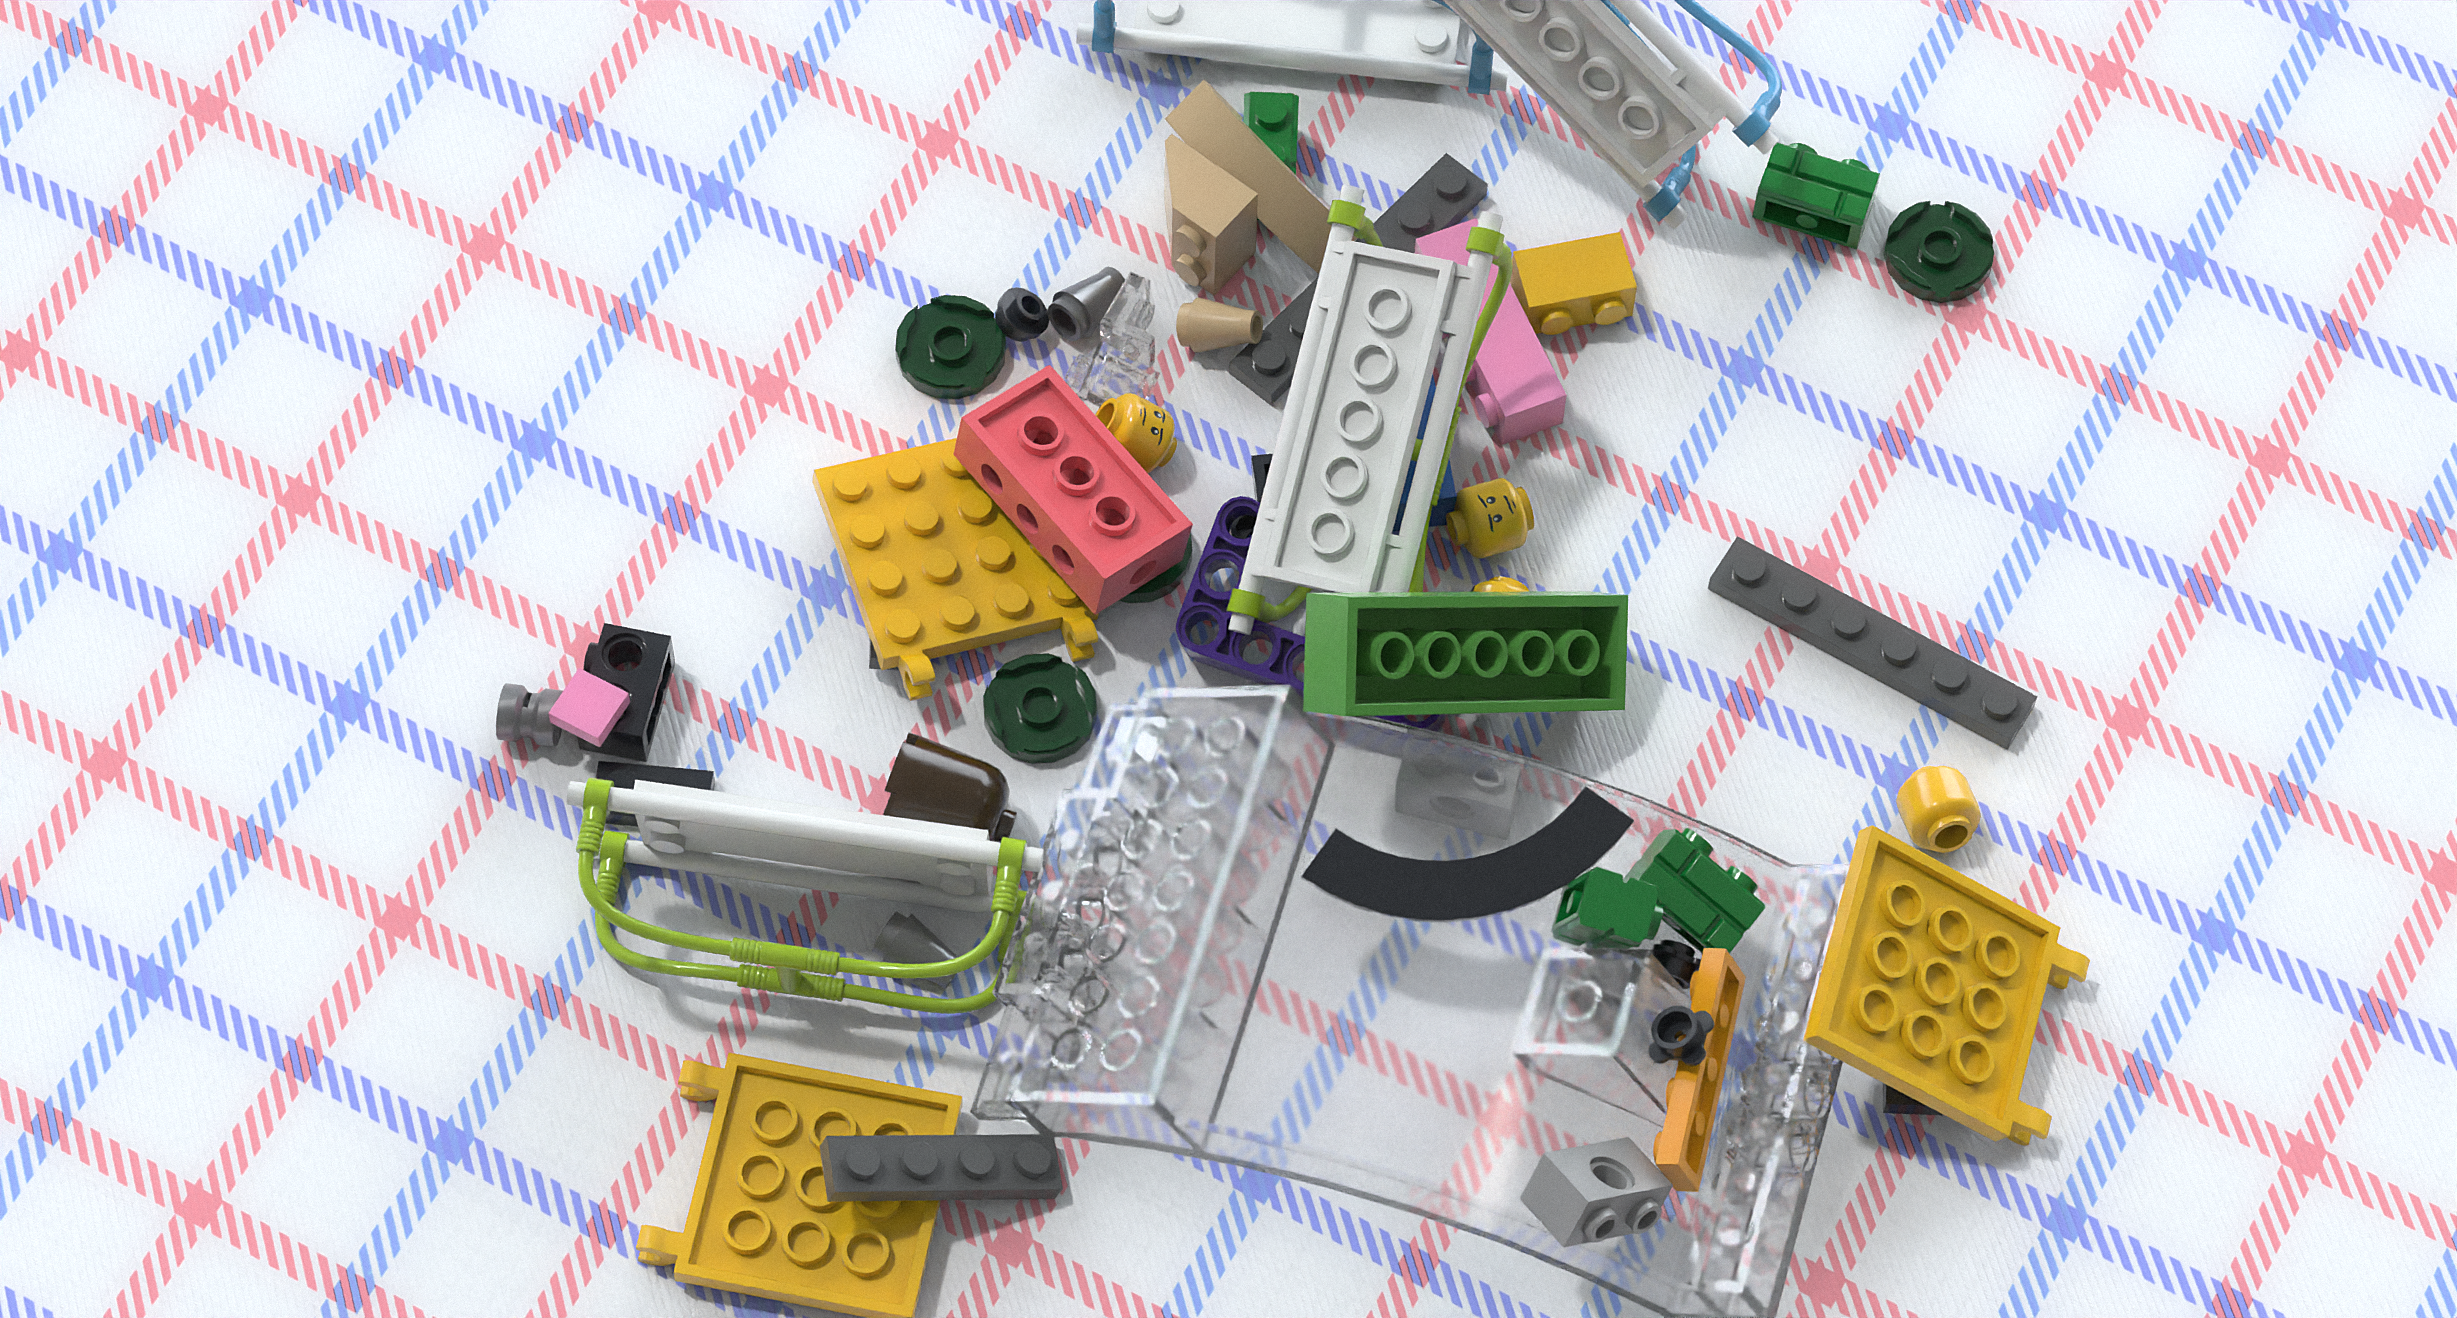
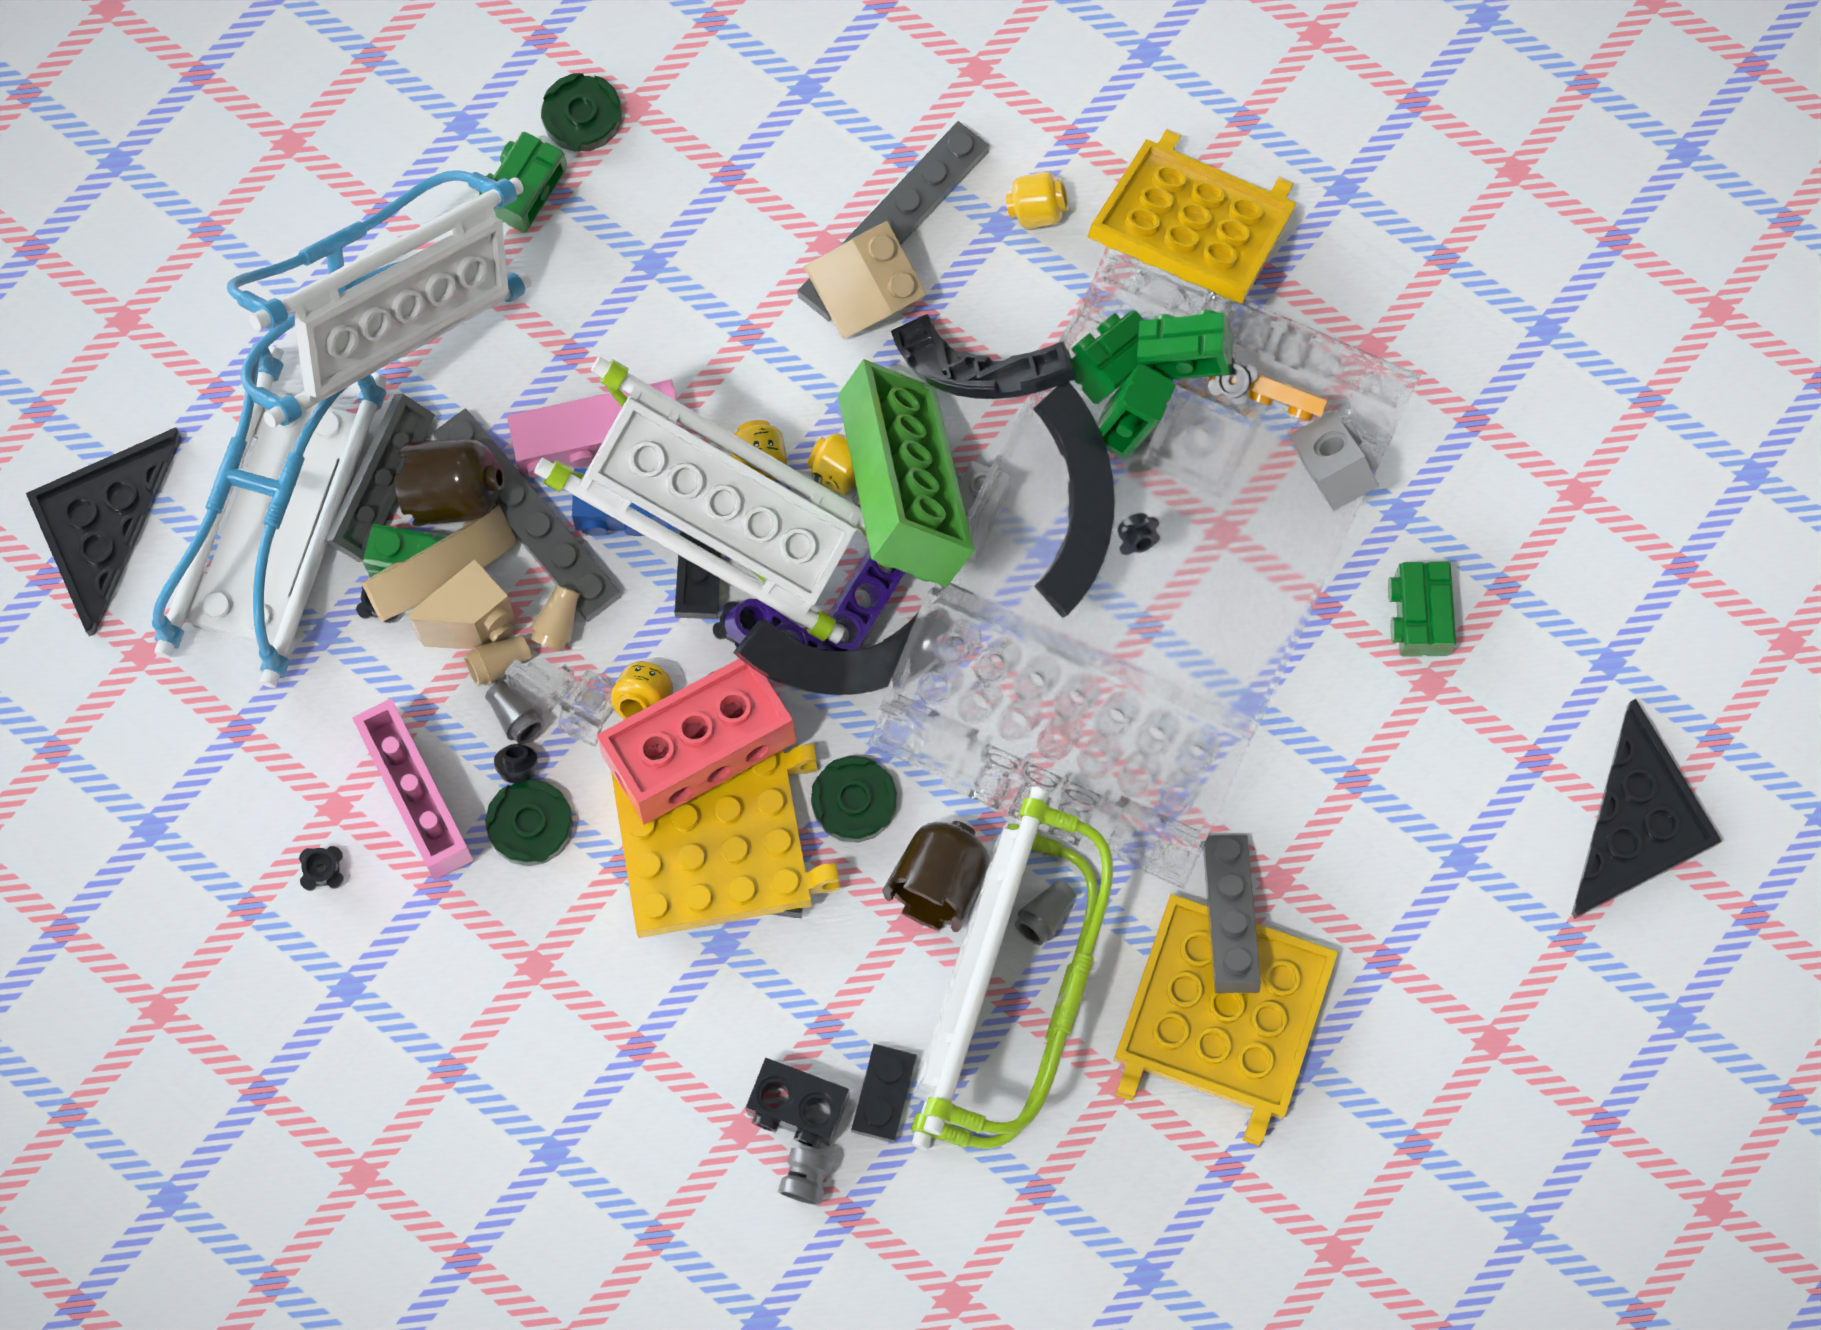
camera: 80 degrees left, 10 degrees up
(589, 707) = (822, 1124): bright pink tile -> none
(855, 120) = (312, 858): none -> black plate
(963, 202) = (412, 789): none -> bright pink brick
(1154, 261) = (490, 660): none -> tan cone
(1184, 593) = (822, 670): none -> black tile
(1374, 149) = (447, 481): none -> dark brown cylinder
(1379, 105) = (374, 484): none -> dark grey plate
(1435, 950) = (1138, 533): none -> black plate
(1574, 283) = (567, 358): yellow brick -> none
(1635, 728) = (976, 374): none -> black tile
(1707, 955) = (1187, 345): none -> green brick
(1761, 602) = (865, 280): none -> tan slope

